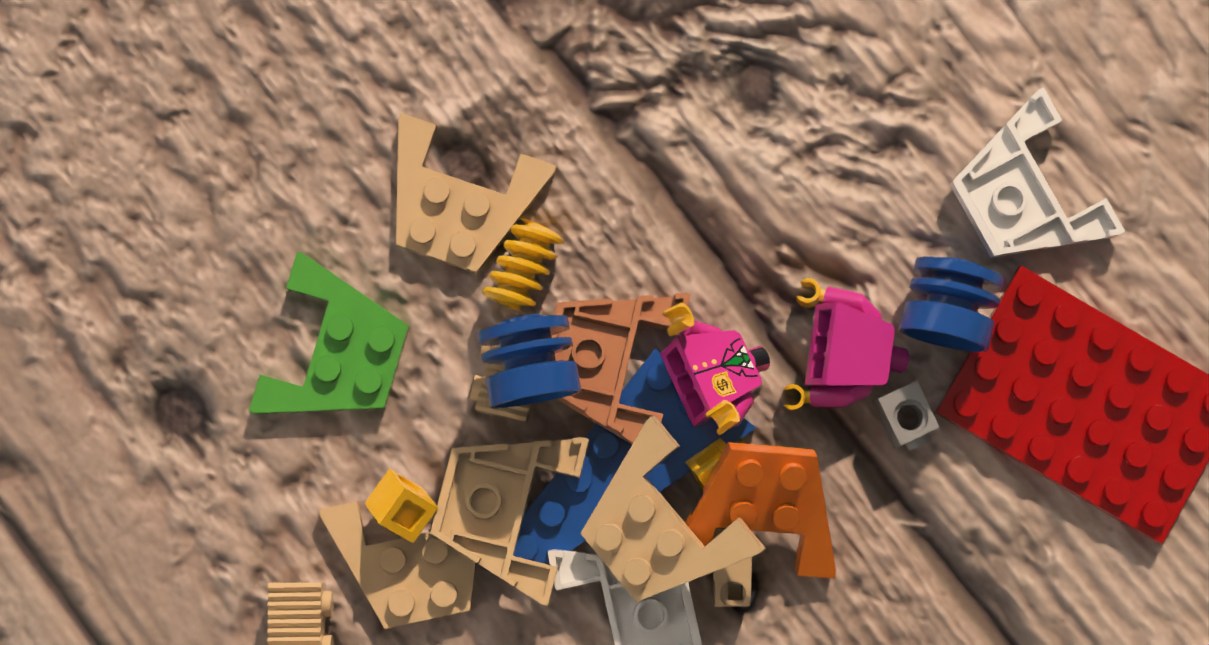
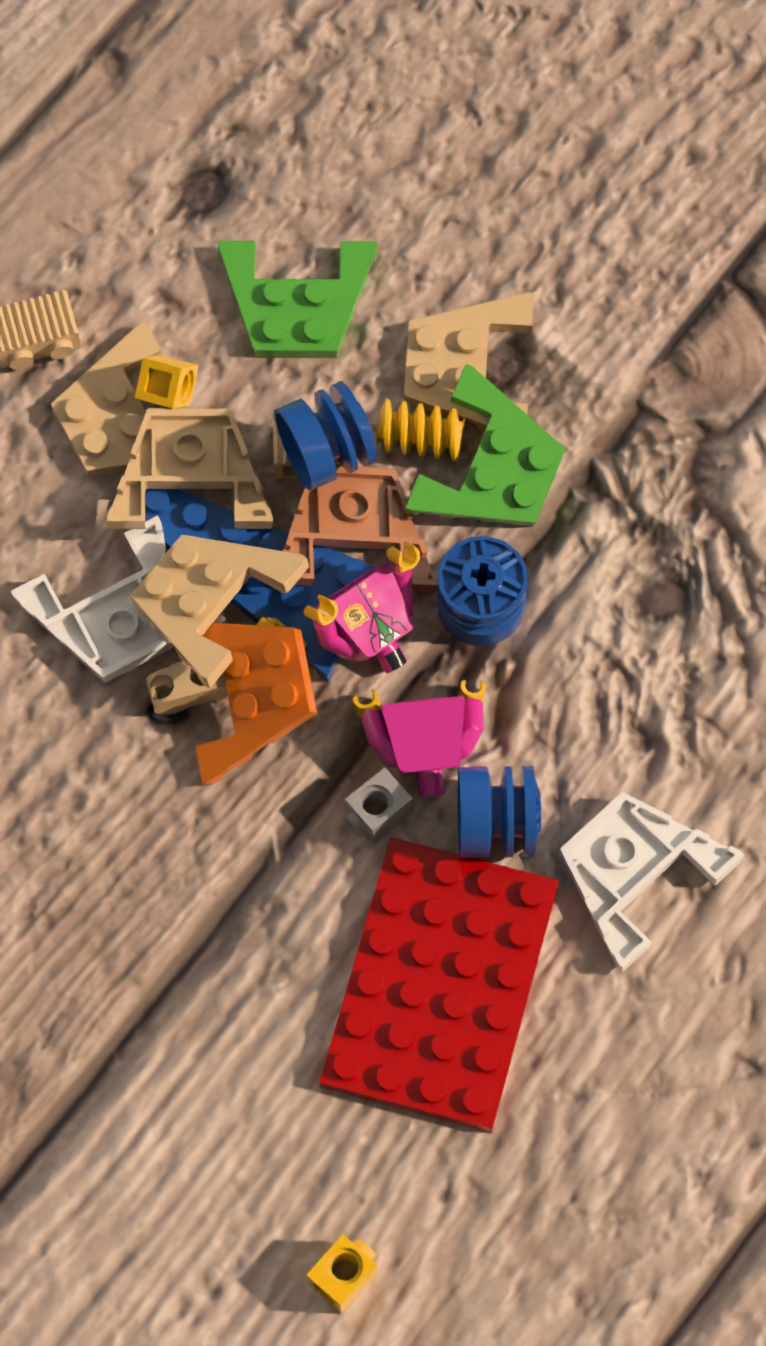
camera: 80 degrees right, 15 degrees down
(589, 193) = (508, 469): none -> bright green wing
(692, 261) = (482, 612): none -> blue wheel

